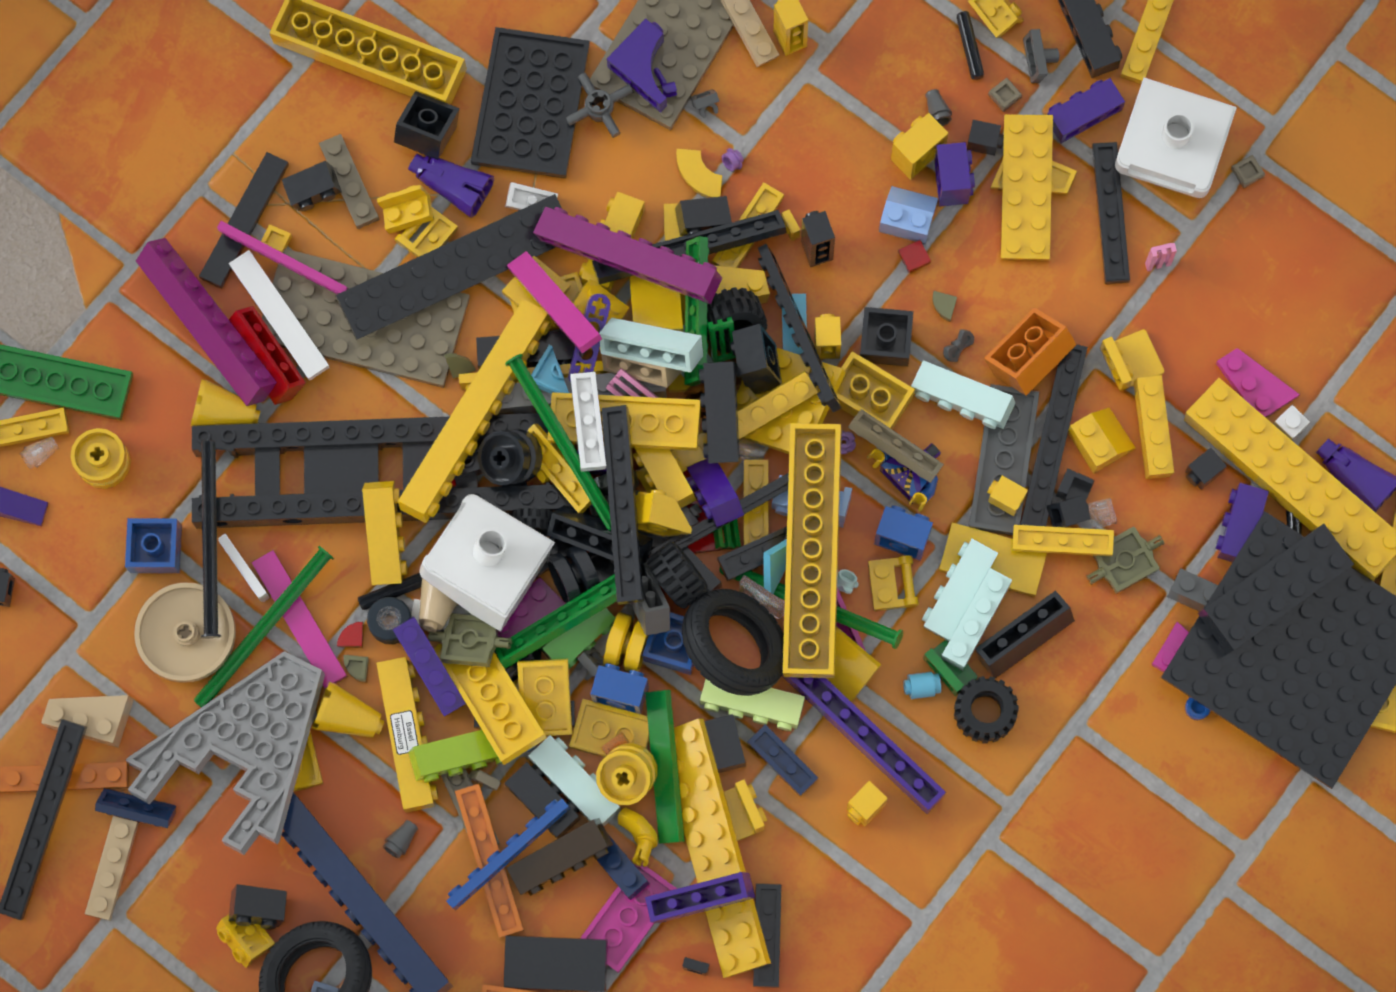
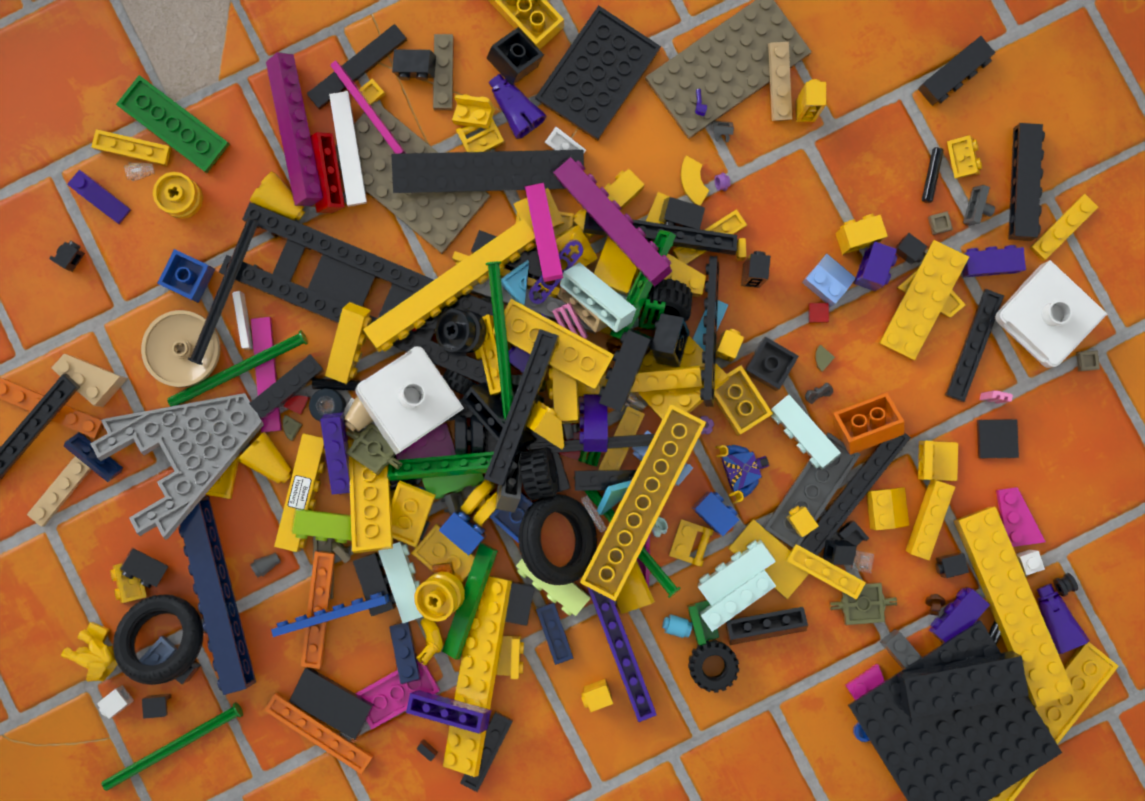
camera: 25 degrees right, 10 degrees up
(332, 618) = (286, 387): none -> black brick
(459, 364) = (459, 243): olive tile -> none
(560, 856) = (367, 632): dark brown brick -> none
(588, 421) = (525, 333): white plate -> none
(594, 112) = (645, 90): dark grey bar -> none
(634, 61) = (685, 77): dark purple arch -> none
(895, 446) = (739, 449): dark tan plate -> none
(937, 107) = (887, 211): dark grey cone -> none
(1188, 304) = (997, 438): none -> black tile
(1207, 520) = (936, 603): none -> reddish brown plate
(1345, 431) = (1065, 584): none -> black wheel

